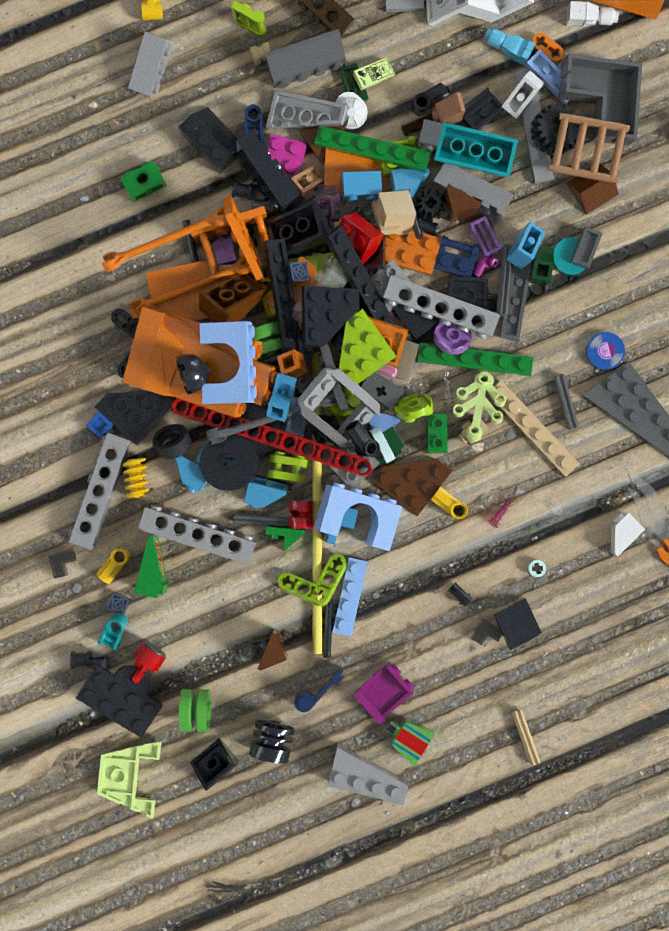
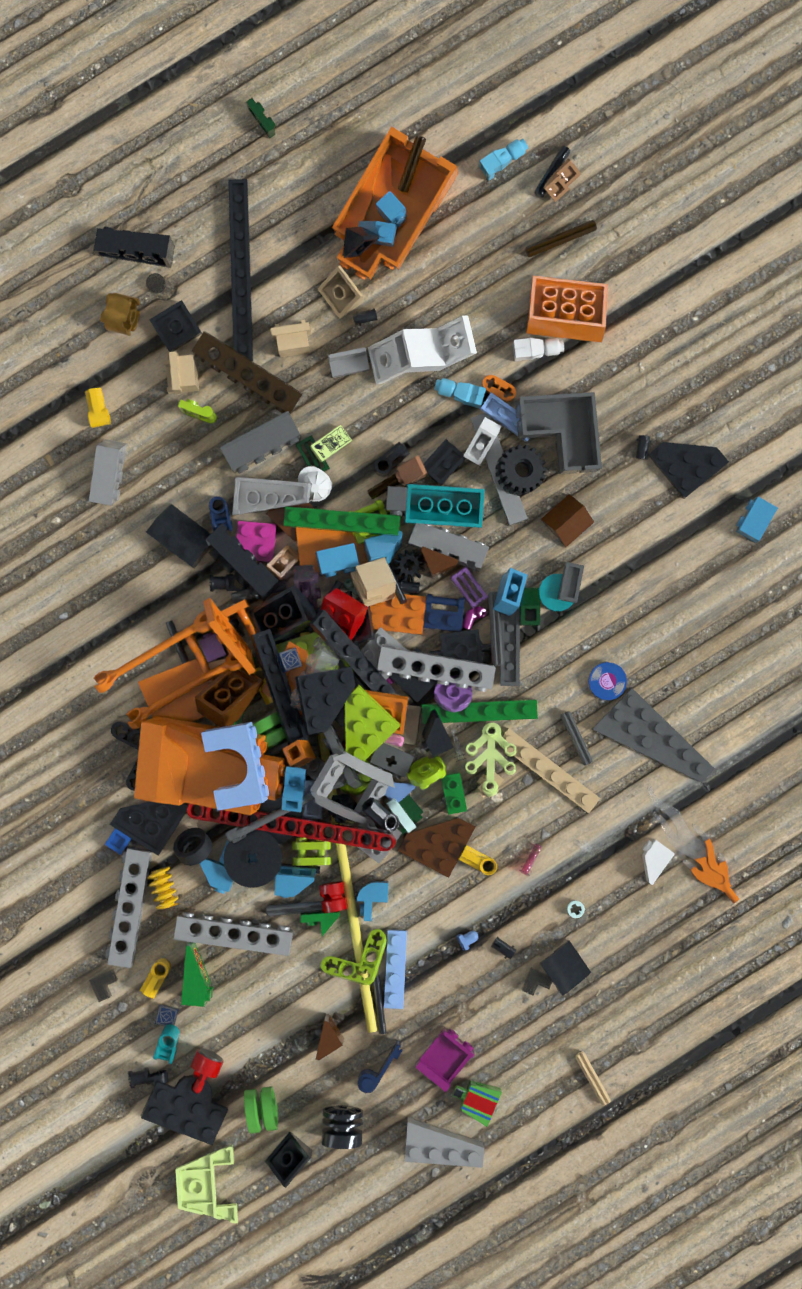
camera: 15 degrees left, 0 degrees up
(139, 191) = (131, 589): green brick -> none
(192, 372) = (202, 780): black cylinder -> none
(258, 54) = (215, 442): tan wheel -> none
(383, 514) = (367, 877): light blue arch -> none
(425, 579) = (467, 939): none -> medium blue piece
(428, 374) = (435, 735): none -> black slope
(584, 122) = (566, 463): medium nougat bar -> none

